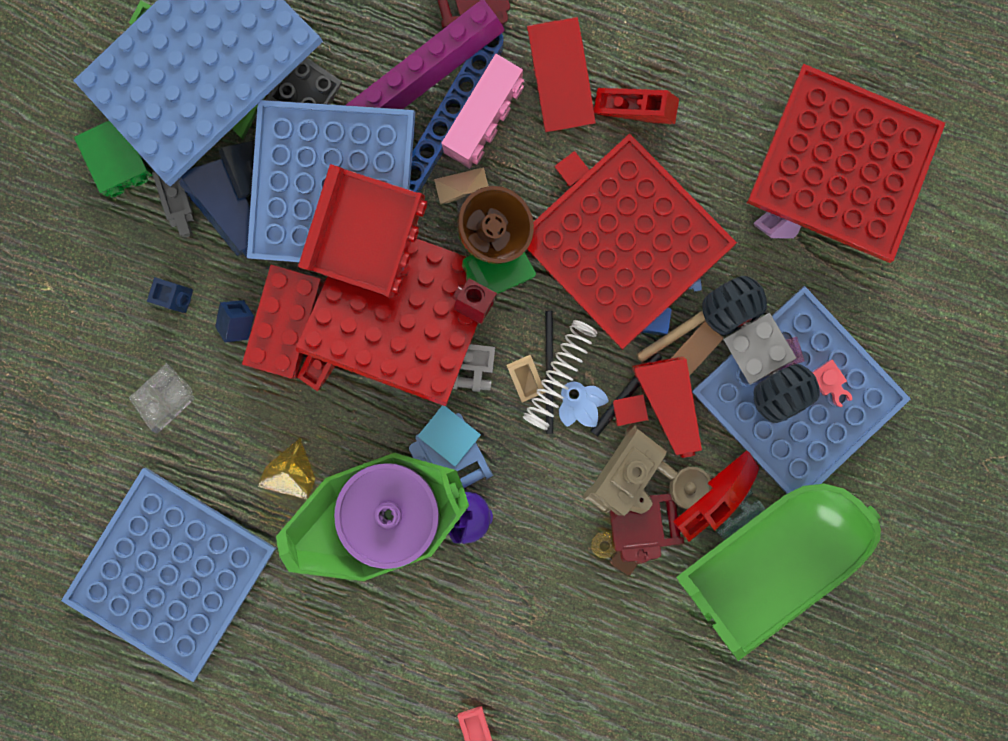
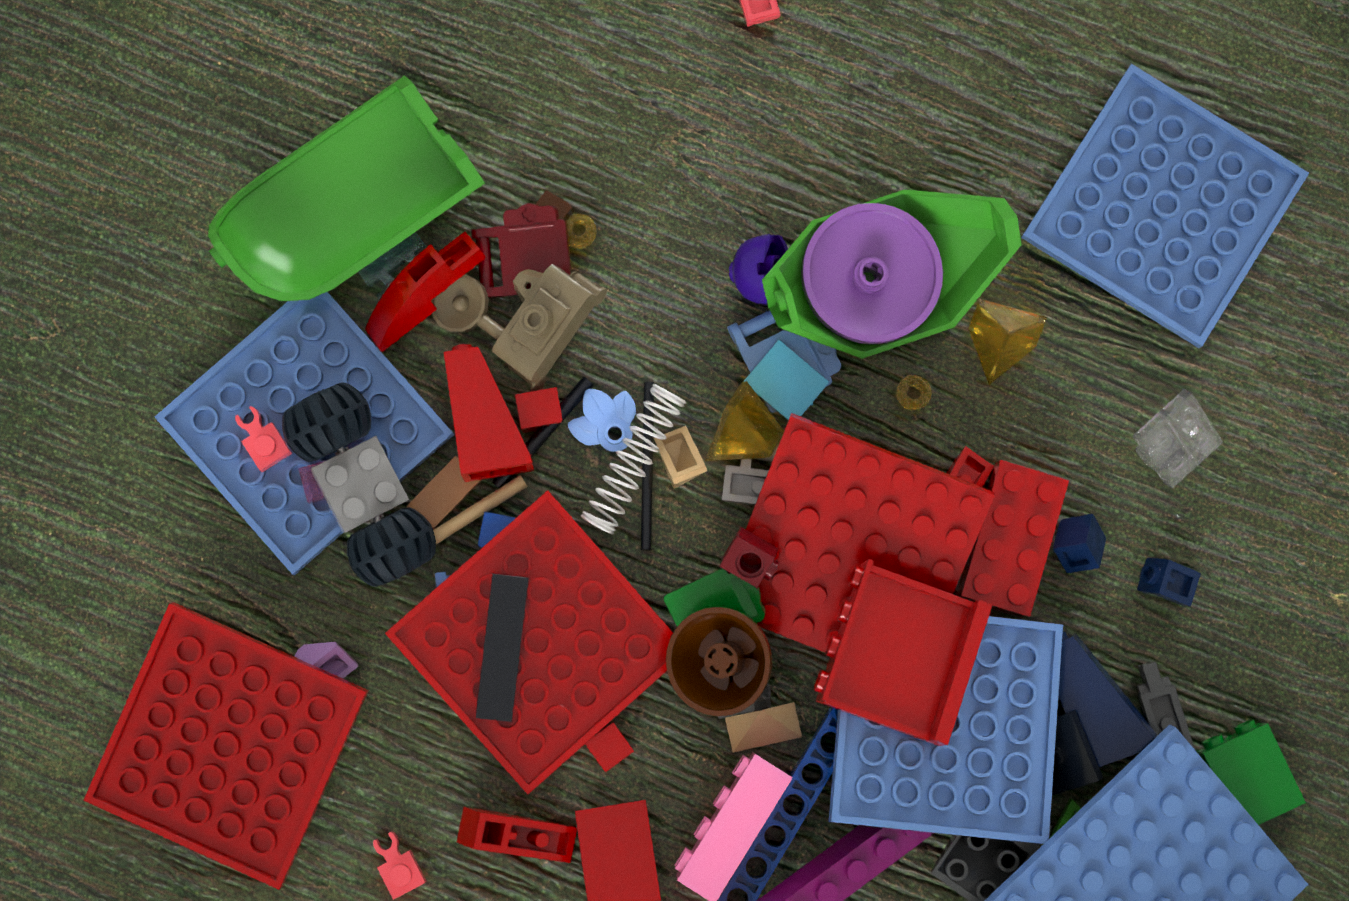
camera: 175 degrees right, 5 degrees down
(347, 430) = (919, 383): none -> clear yellow plate
(478, 397) = (745, 429): none -> clear yellow slope
(652, 234) = (502, 647): none -> black tile
(718, 79) = (400, 871): none -> coral plate

